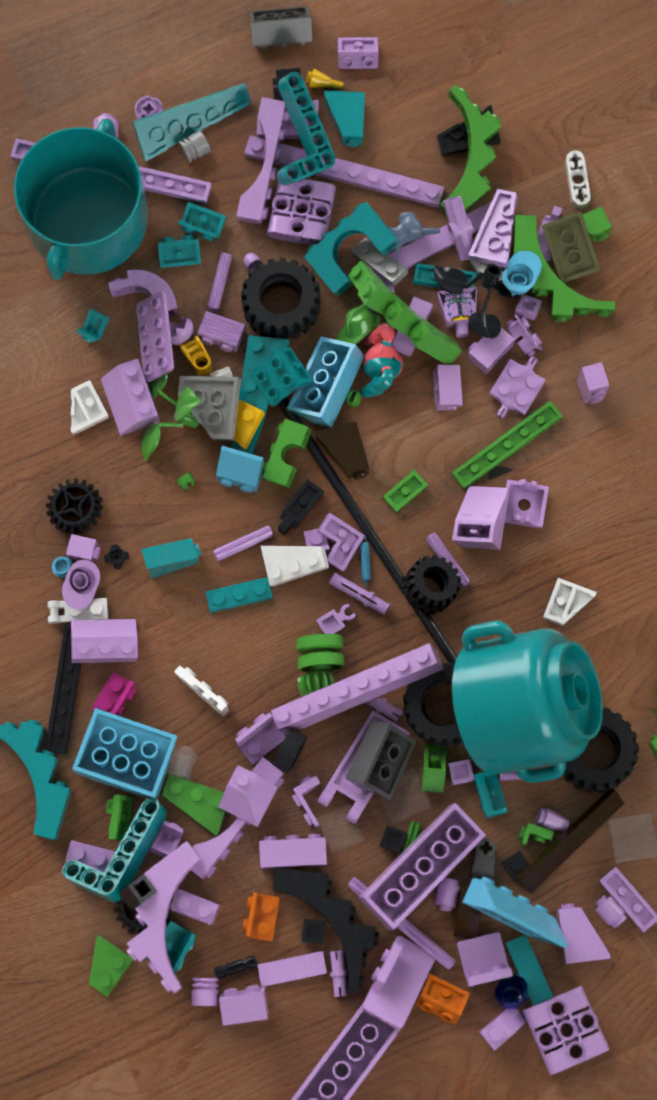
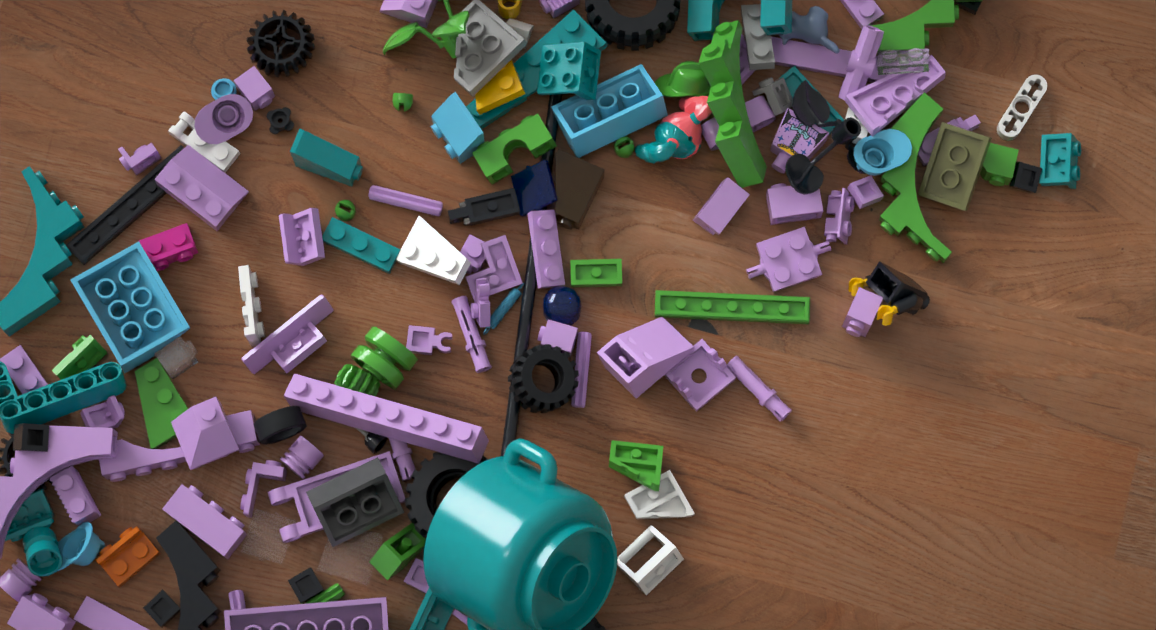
camera: 40 degrees right, 0 degrees up
(47, 653) = (141, 160): none -> lavender bracket
(198, 619) = (302, 237): none -> lavender bracket
(205, 960) = (42, 551): none -> teal wheel
(211, 584) = (342, 214): none -> bright green hinge
(223, 940) = (80, 546): none -> medium azure piece
(235, 967) = (69, 583): black axle -> none
(249, 692) = (292, 340): none -> lavender bracket
(259, 738) = (262, 390): lavender bracket -> none
(320, 468) = (534, 187): none -> clear blue piece
(320, 760) = (302, 457): none -> lavender piece
(353, 571) = (481, 307): none -> lavender plate
(356, 712) = (373, 441): none -> black hinge
(361, 501) = (546, 248): none -> lavender plate
(401, 530) = (562, 305): none -> clear blue hair
(415, 550) = (558, 335): none -> lavender brick
(422, 288) = (777, 94): none -> light grey bracket
(485, 206) = (903, 61): none -> clear plate
(534, 589) = (637, 462): none -> bright green wing
(566, 482) = (762, 392): none -> lavender pin
(599, 351) = (896, 289): none -> black torso
(602, 641) = (657, 567): none -> white tile
(618, 220) = (1025, 177): none -> black plate
(628, 194) = (1060, 160): none -> teal bracket

